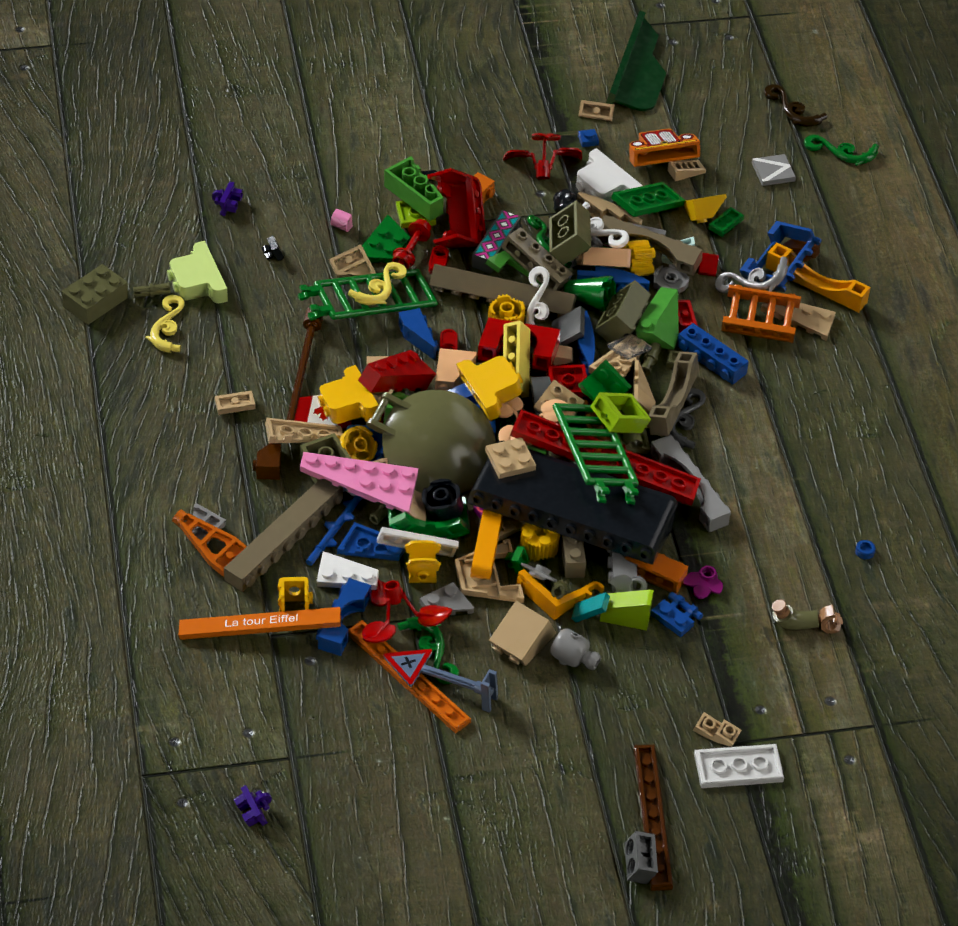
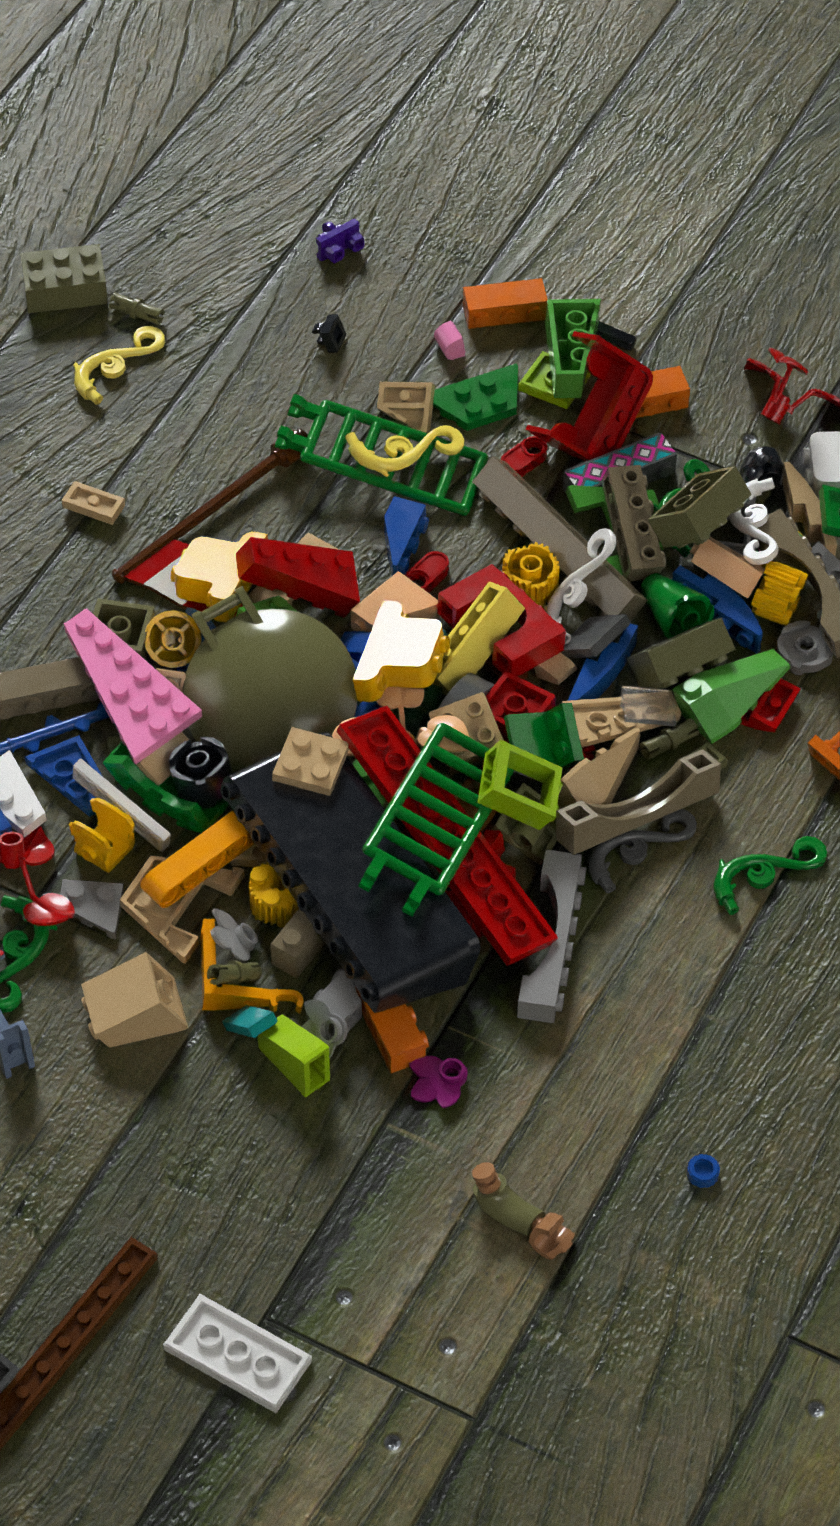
camera: 40 degrees right, 5 degrees up
(197, 275) = (207, 317): yellowish green brick -> none
(268, 462) = (60, 598): reddish brown slope -> none
(298, 432) = (117, 578): tan wing -> none
(351, 187) = (504, 303): none -> orange brick
(419, 231) = (533, 404): red piece -> none
(516, 558) = (230, 901): green tile -> none
(573, 650) = (175, 1063): light grey piece -> none
(674, 619) = (351, 1101): blue plate -> none
(713, 353) = (757, 779): blue brick -> none
(722, 733) = (256, 1286): tan slope -> none
(758, 397) = (765, 863): none -> green plant

